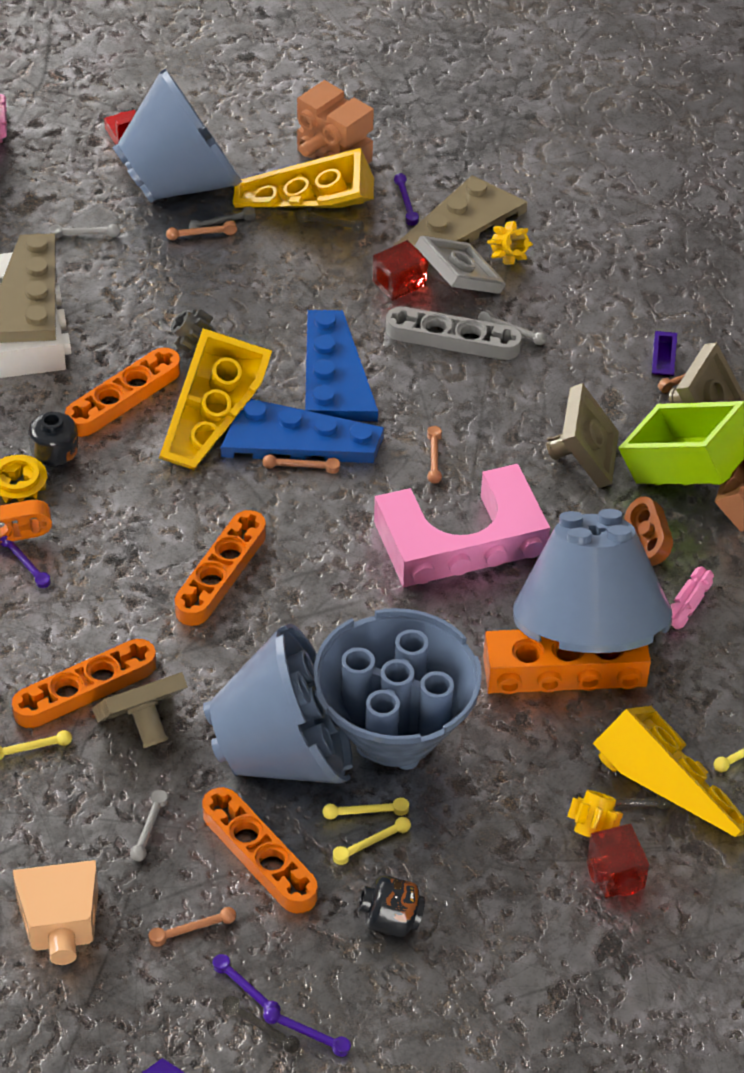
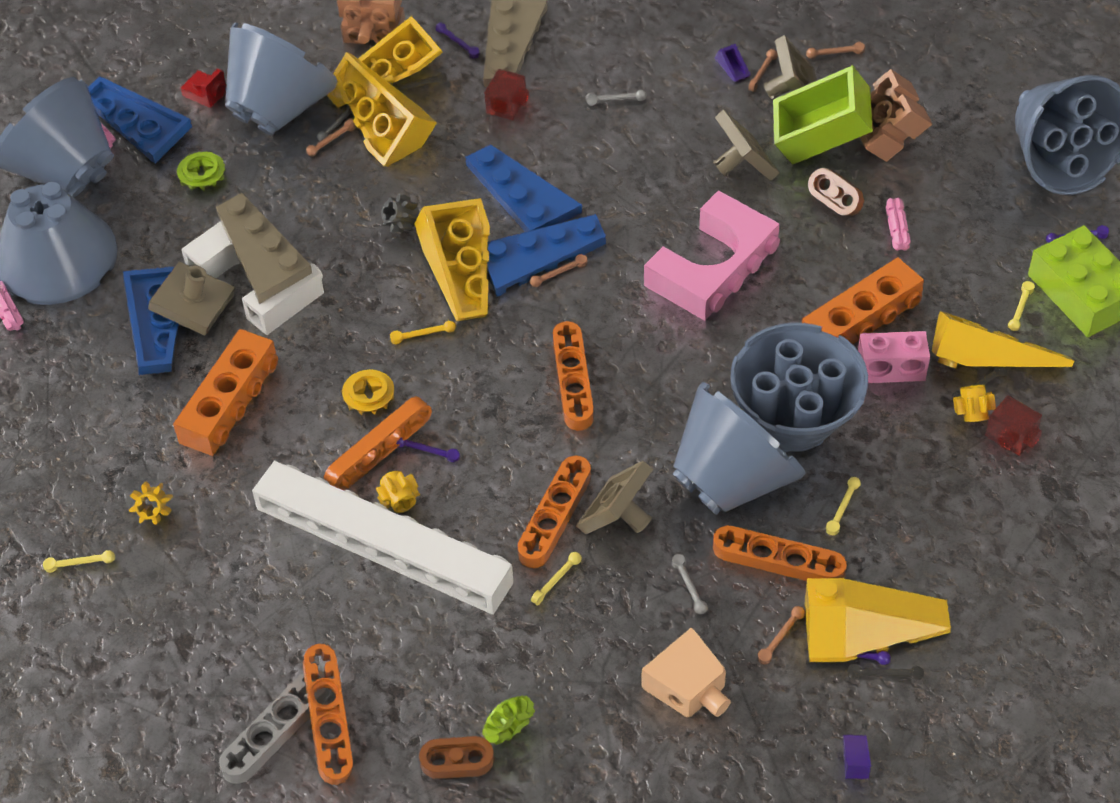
camera: 30 degrees left, 5 degrees up
(41, 127) = (140, 120): none -> blue wing
(50, 193) = (189, 169): none -> lime gear
(53, 438) = (374, 347): black head -> none
(92, 444) = (397, 337): none -> yellow hinge
(112, 230) = (221, 192): light grey hinge -> none
(156, 368) = (390, 287): orange beam -> none
(267, 234) = (386, 116): none -> yellow wedge
(276, 952) = (862, 617): none -> yellow wedge
(340, 1045) = (948, 654): dark purple hinge -> none
(392, 906) = (903, 540): black head -> none
(399, 806) = (839, 473): light yellow hinge -> none
(434, 434) = (630, 201): nougat hinge -> none
(454, 328) = (578, 117): light grey beam -> none
(460, 264) = (546, 68): light grey plate -> none
(510, 243) = (565, 36): yellow gear -> none
(551, 722) = (895, 356): none -> bright pink brick
(593, 588) = (853, 250): sand blue cone -> none

